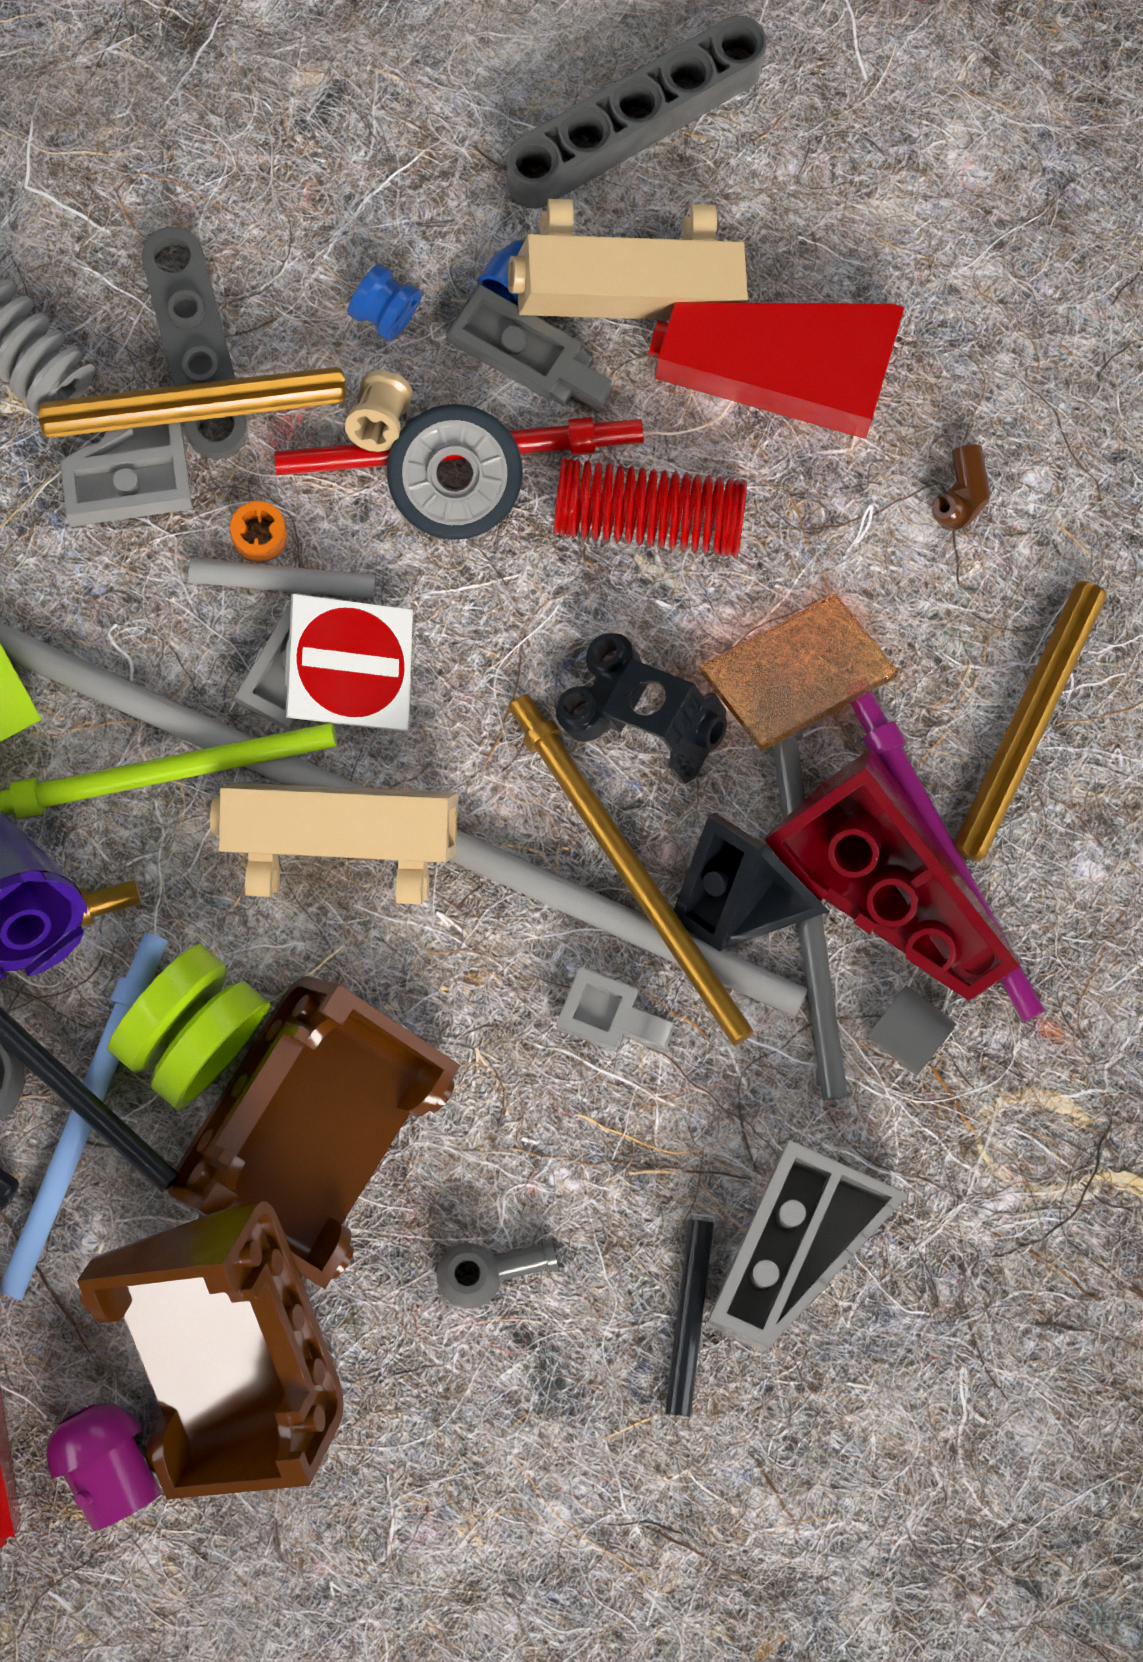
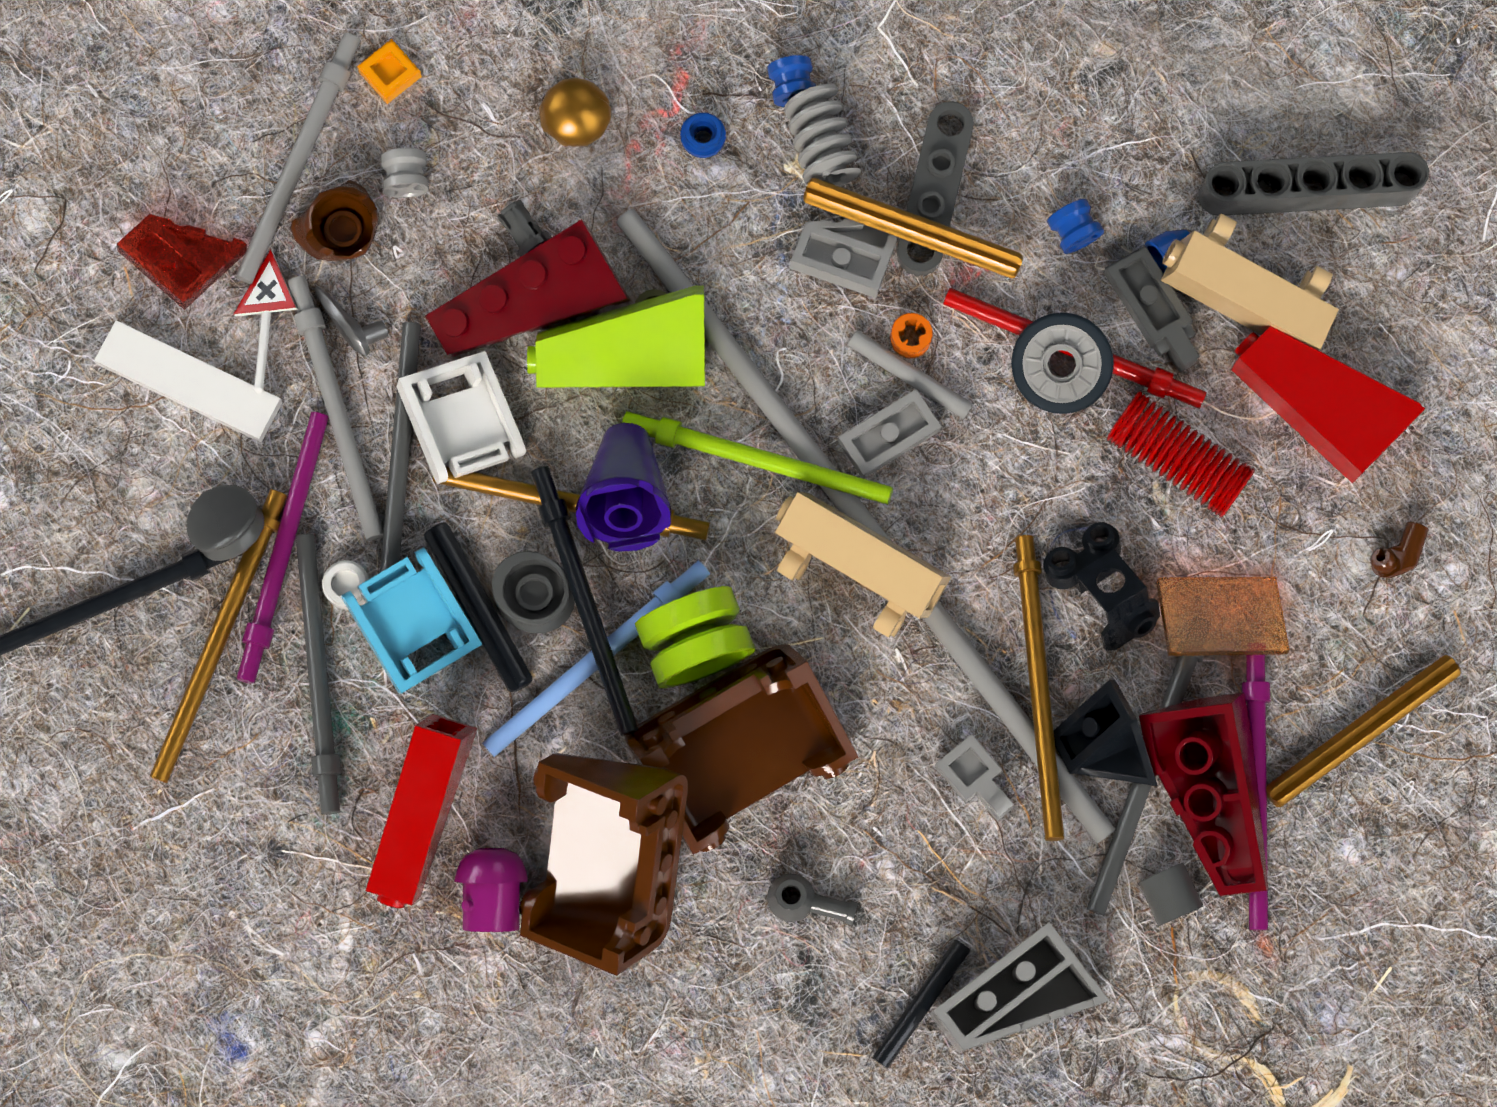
camera: 30 degrees right, 0 degrees up
(348, 663) = (925, 453): piece -> none
(375, 420) = (1027, 301): tan bush -> none

